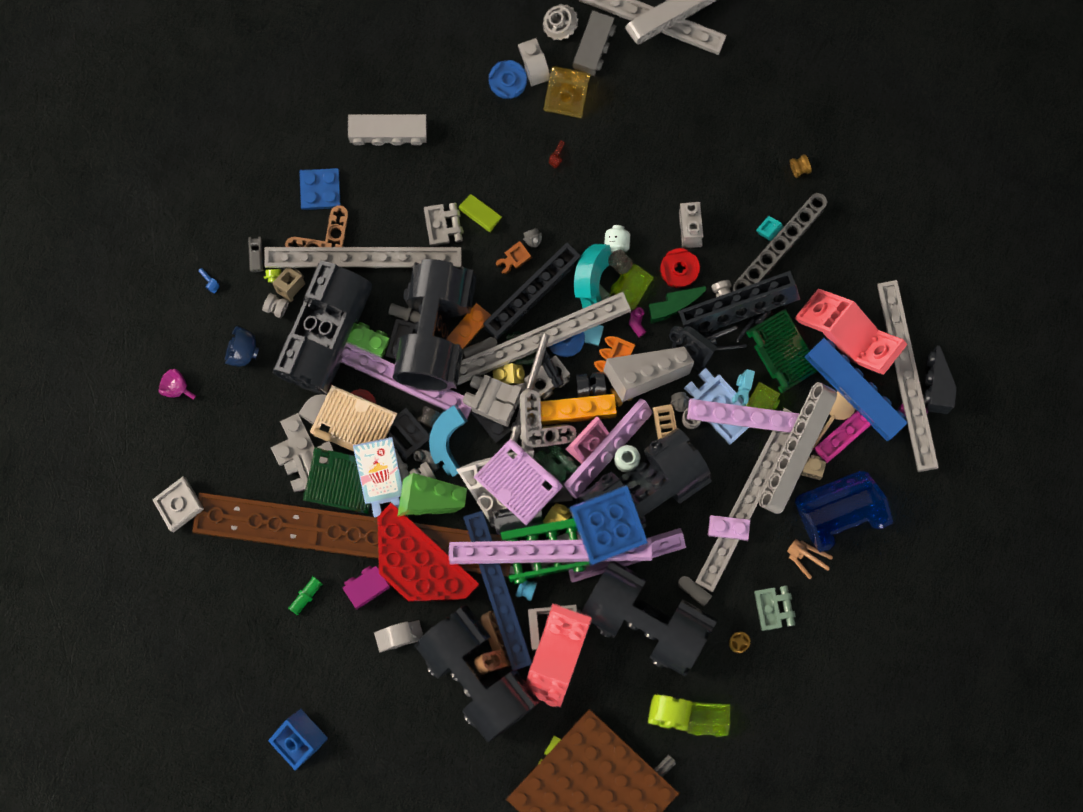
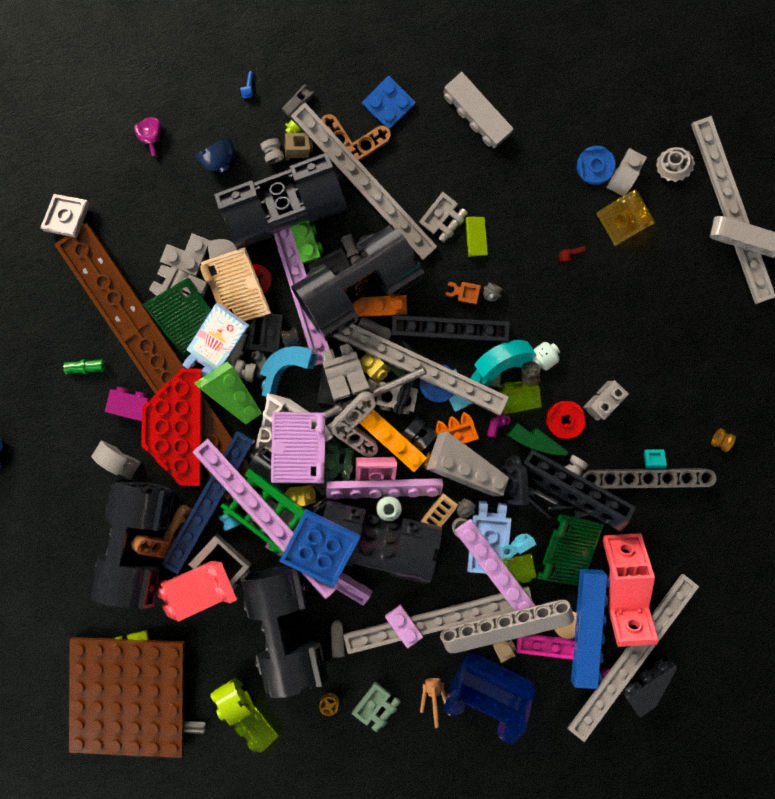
camera: 50 degrees right, 10 degrees up
(594, 43) = (681, 204): dark grey brick -> none

